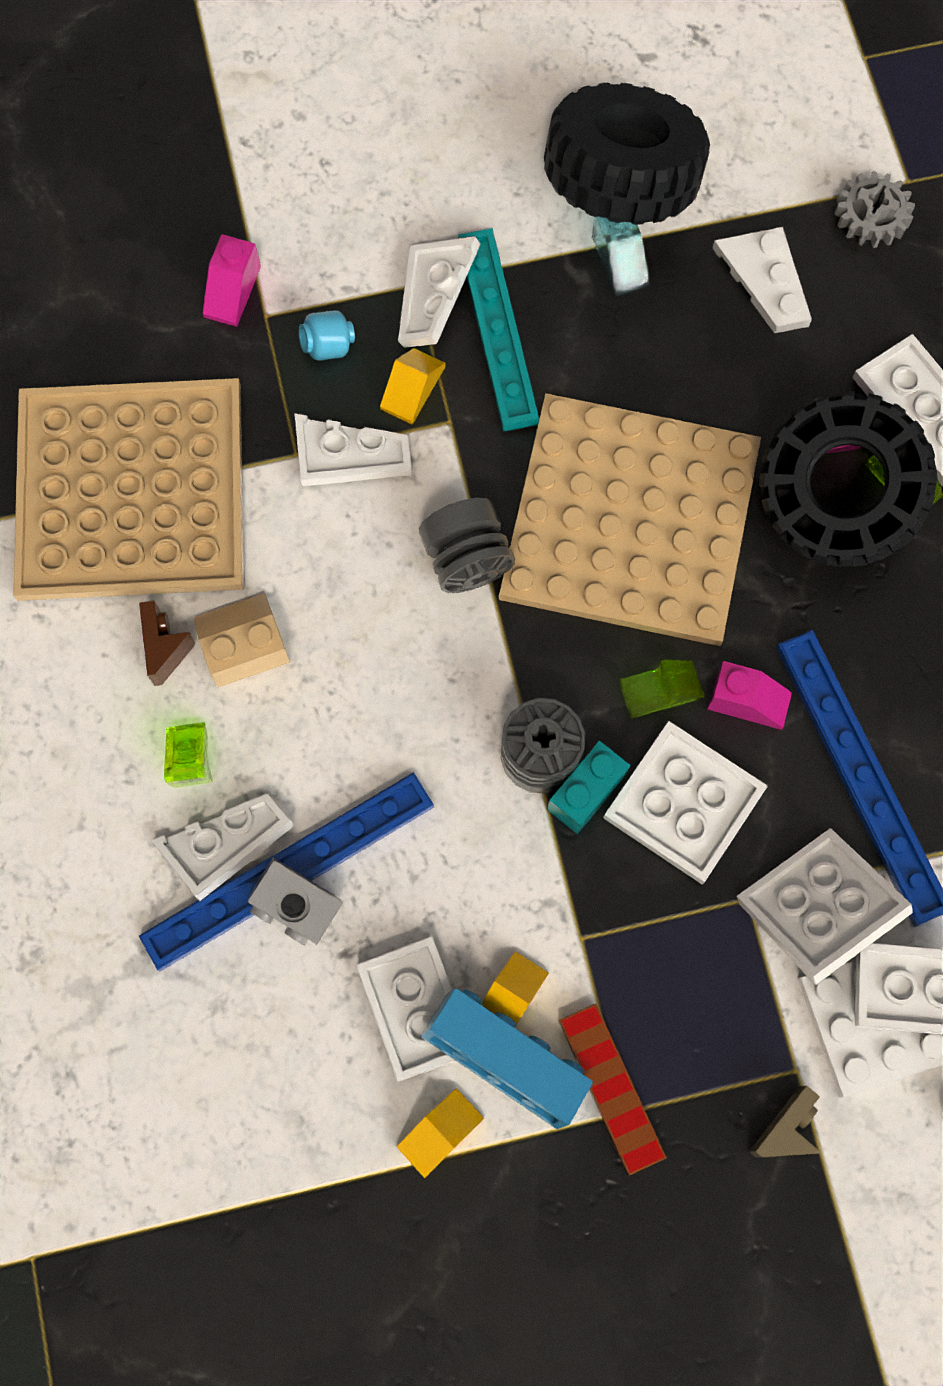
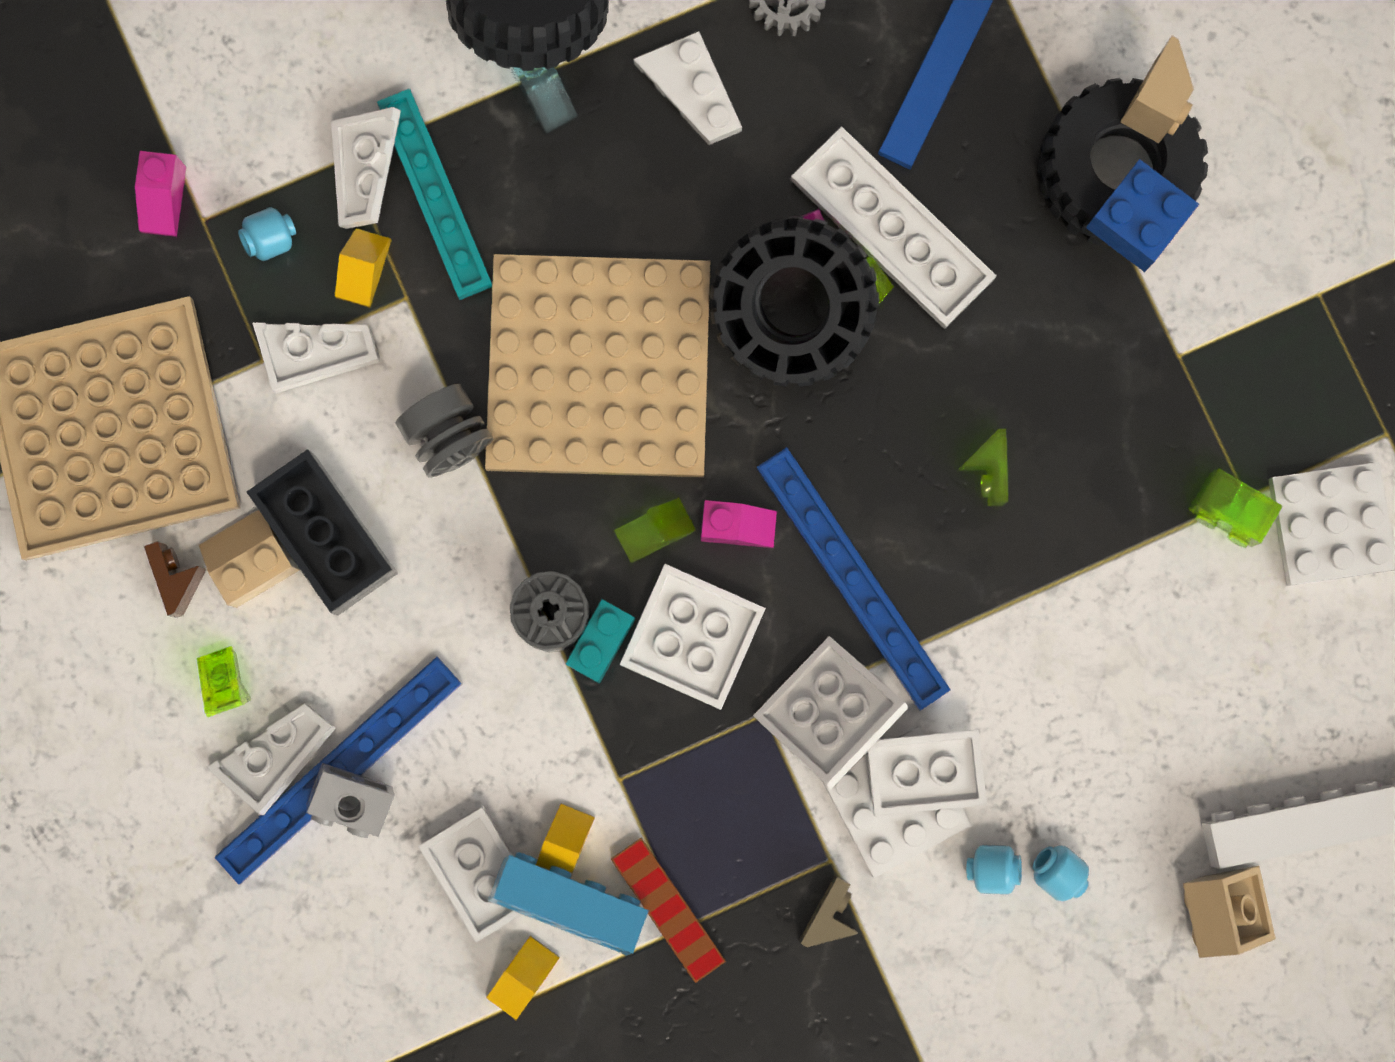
camera: 15 degrees left, 10 degrees up
(323, 624) = (322, 532): none -> black brick

